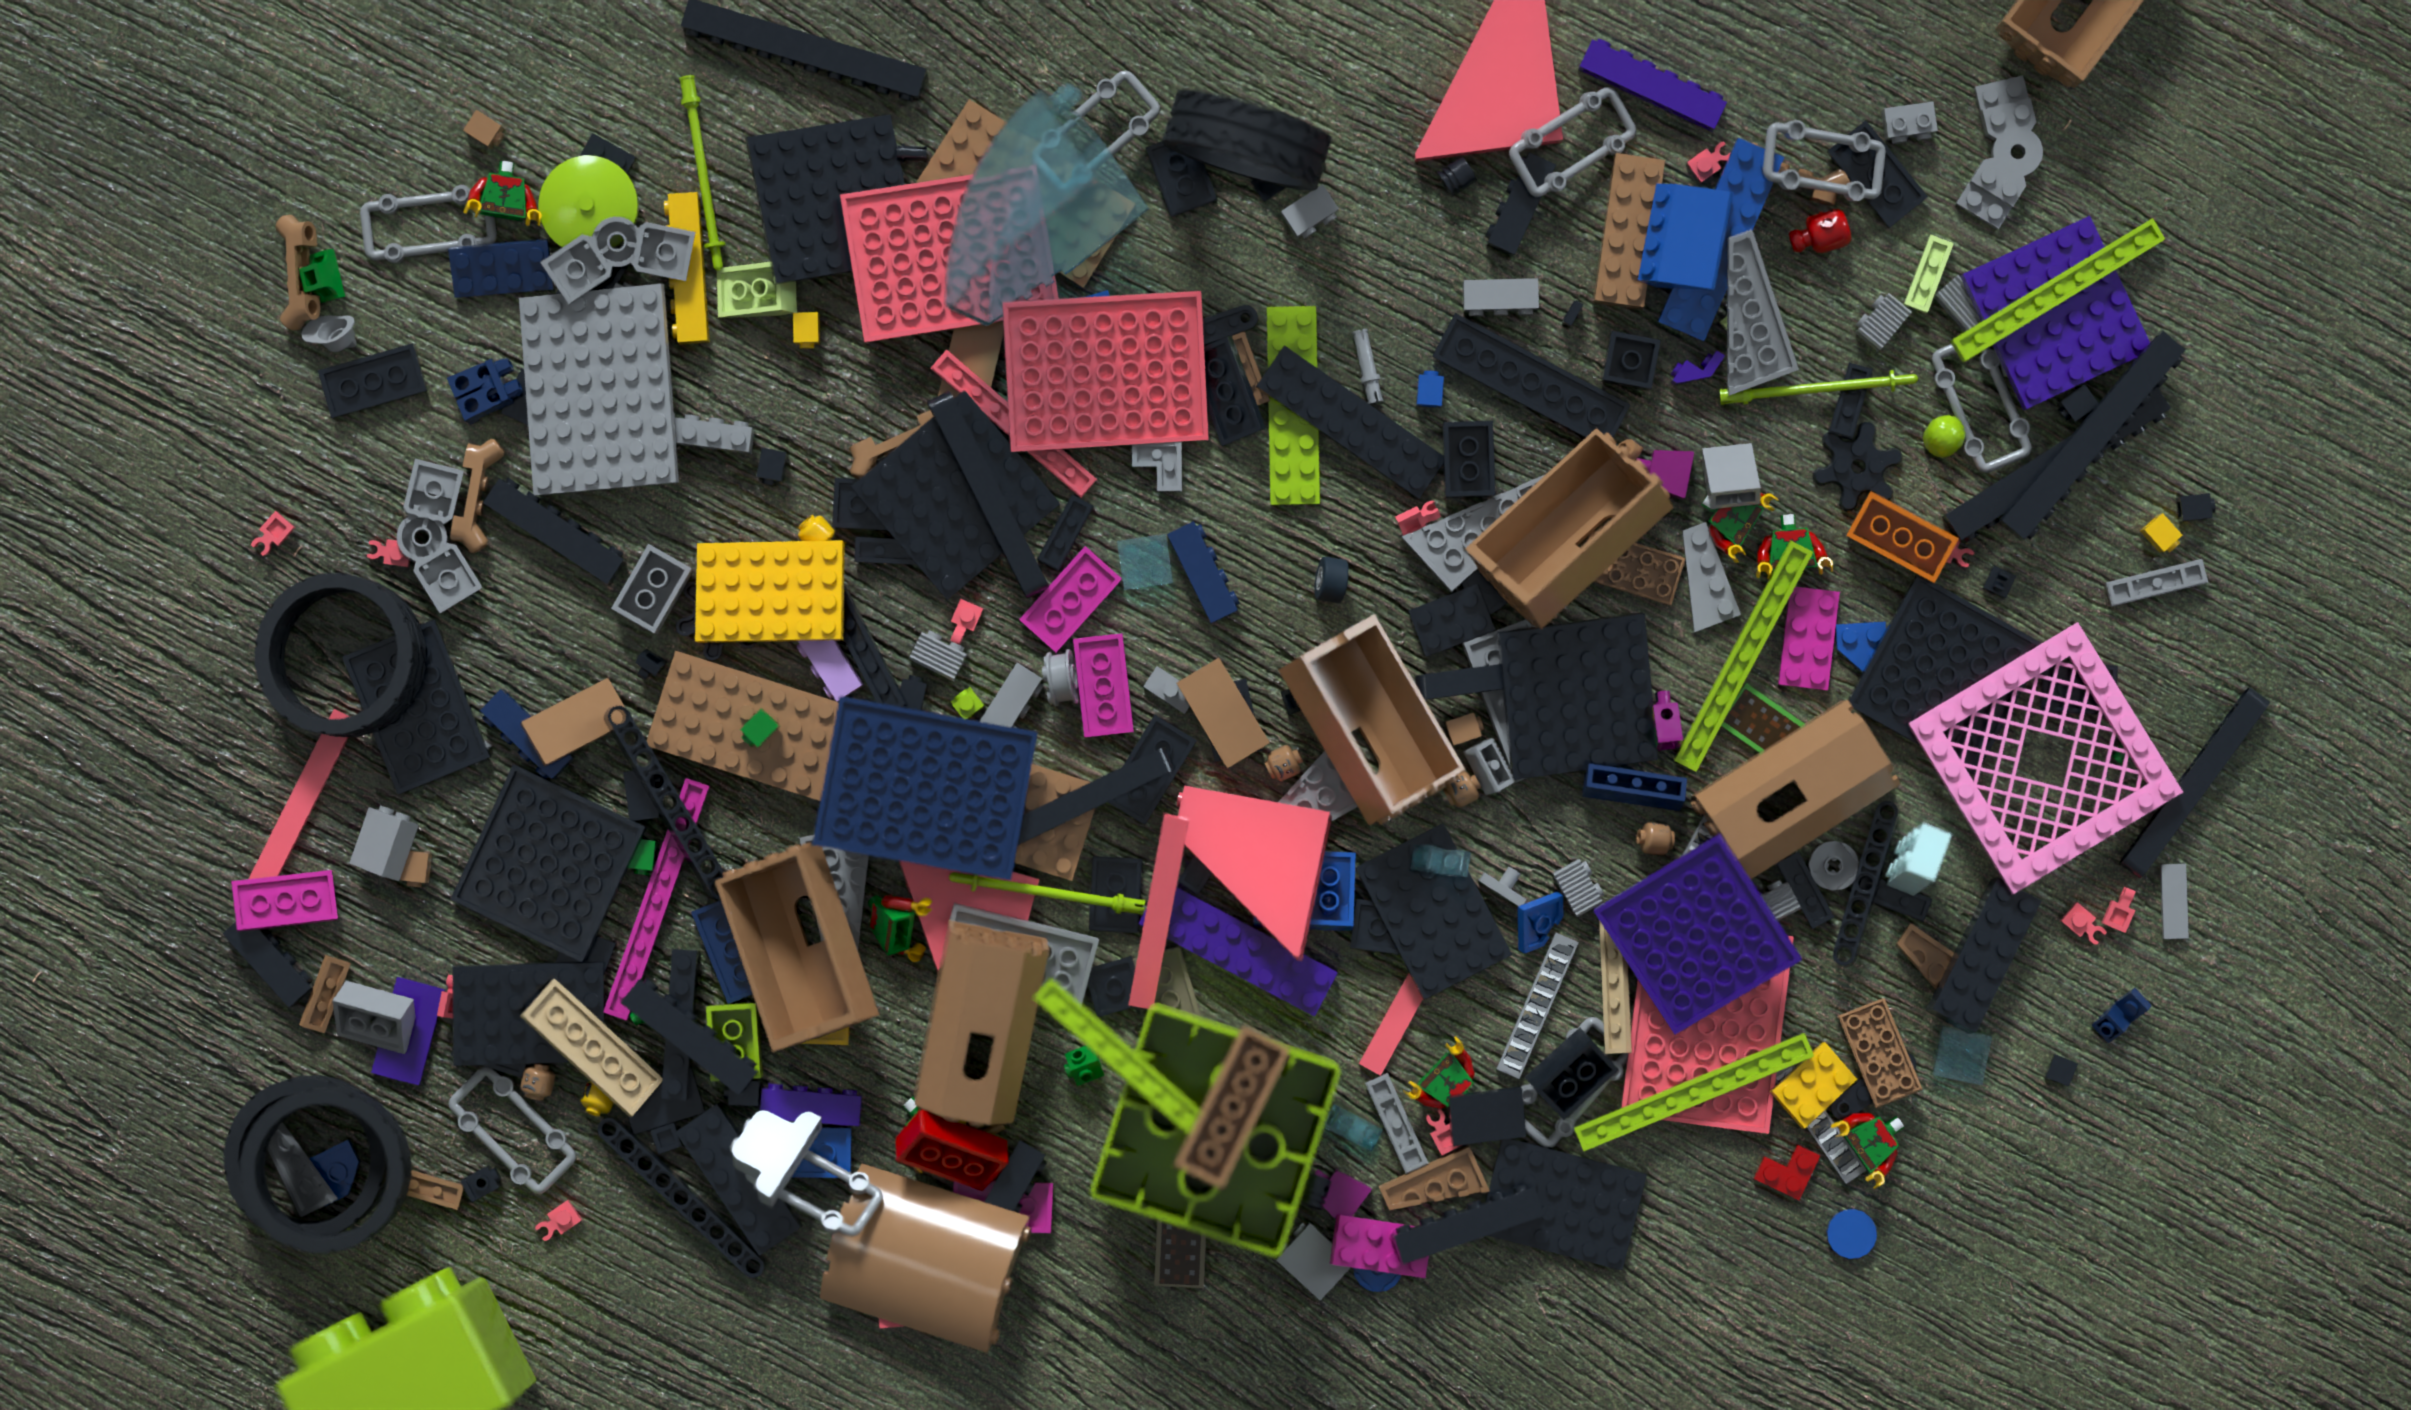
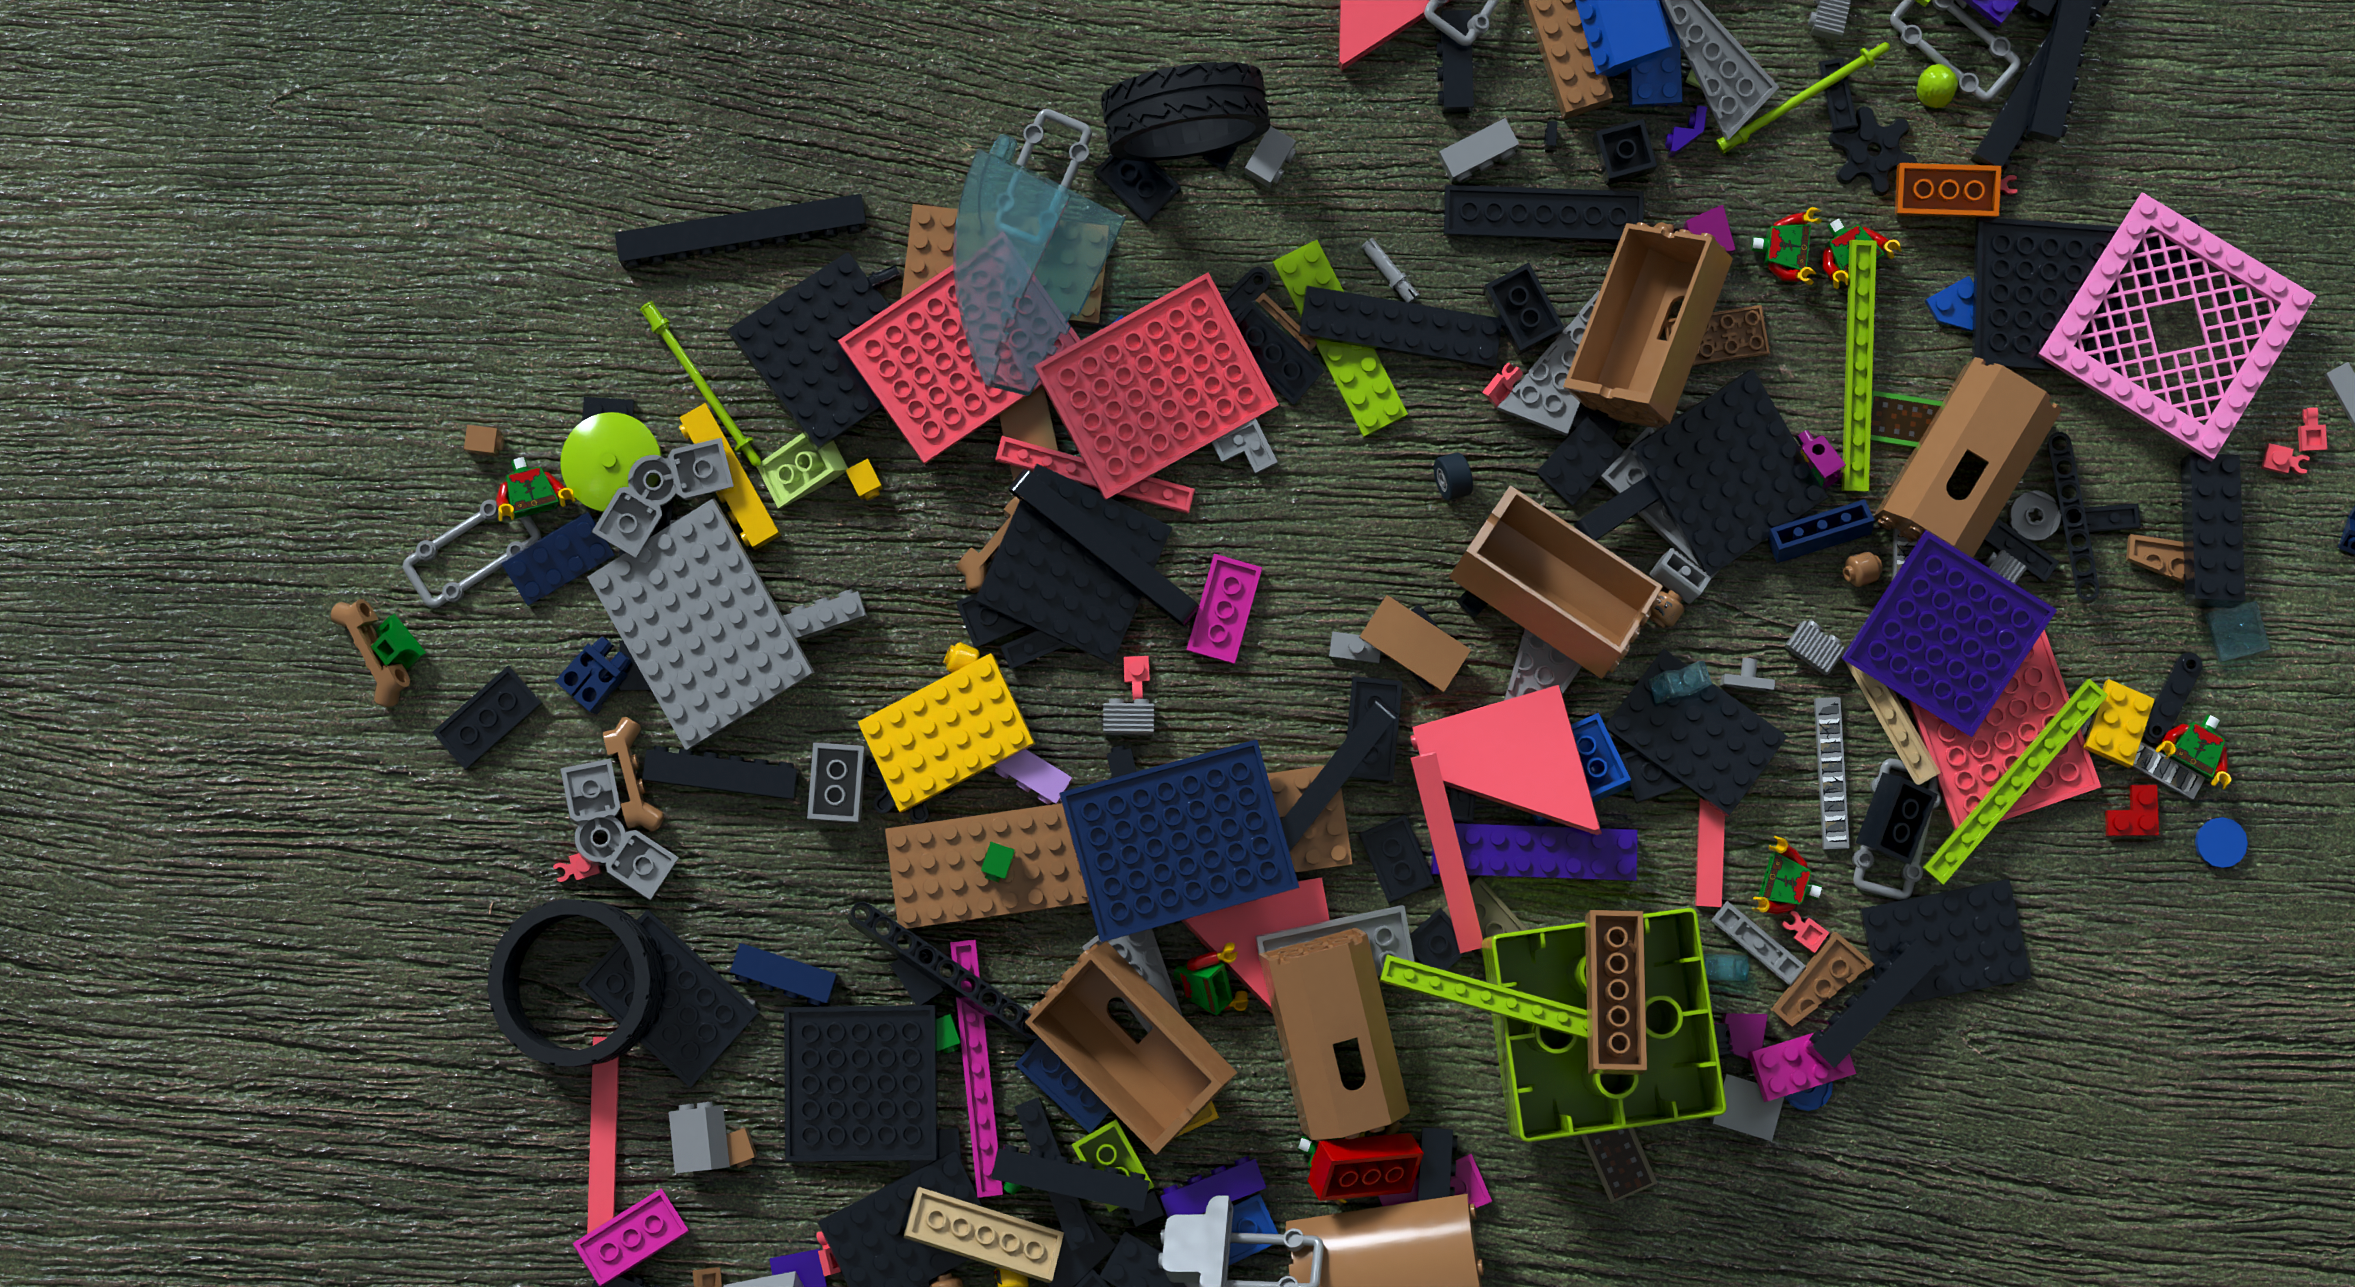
camera: 30 degrees left, 5 degrees down
(275, 530) = (461, 898): coral plate -> none
(331, 331) = (429, 690): light grey piece -> none
(572, 722) = (821, 941): medium nougat tile -> none
(650, 664) = (866, 854): black tile -> none
(772, 466) = (892, 619): black brick -> none
(869, 657) = (1066, 749): black plate -> none
(967, 703) = (1176, 748): lime brick -> none
(1013, 697) = (1216, 720): light grey brick -> none
(1061, 677) = (1251, 683): light grey wheel -> none
(1065, 532) = (1189, 551): black tile -> none
(1083, 1065) = (1446, 1029): green brick -> none
(1103, 685) = (1292, 672): dark pink plate -> none
(1118, 903) = (1404, 864): lime bar -> none
(1145, 562) = (1275, 542): clear light blue plate -> none
(1202, 571) = (1332, 526): dark blue brick -> none
(1283, 763) = (1492, 663): medium nougat head -> none
(1430, 389) = (1456, 264): blue brick -> none
(1456, 176) = (1386, 64): black piece -> none
(1464, 728) = (1640, 552): medium nougat brick -> none
(1486, 1116) = (1838, 895): black tile -> none
(1537, 919) = (1793, 694): blue plate -> none
(1708, 586) = (1793, 319): light grey wing -> none
(1731, 476) = (1767, 210): light grey brick -> none
(1808, 638) = (1908, 324): dark pink plate -> none
(1880, 1053) = (2164, 664): medium nougat tile -> none
(1917, 859) = (2113, 469): light aqua brick -> none
(1999, 581) = (2051, 192): black tile -> none
(2061, 1070) = (2332, 601): black tile -> none
(2156, 582) = (2191, 125): light grey plate -> none
(2162, 533) = (2174, 79): yellow brick -> none
(2195, 507) = (2191, 42): black brick -> none
(2195, 782) = (2319, 280): black beam -> none

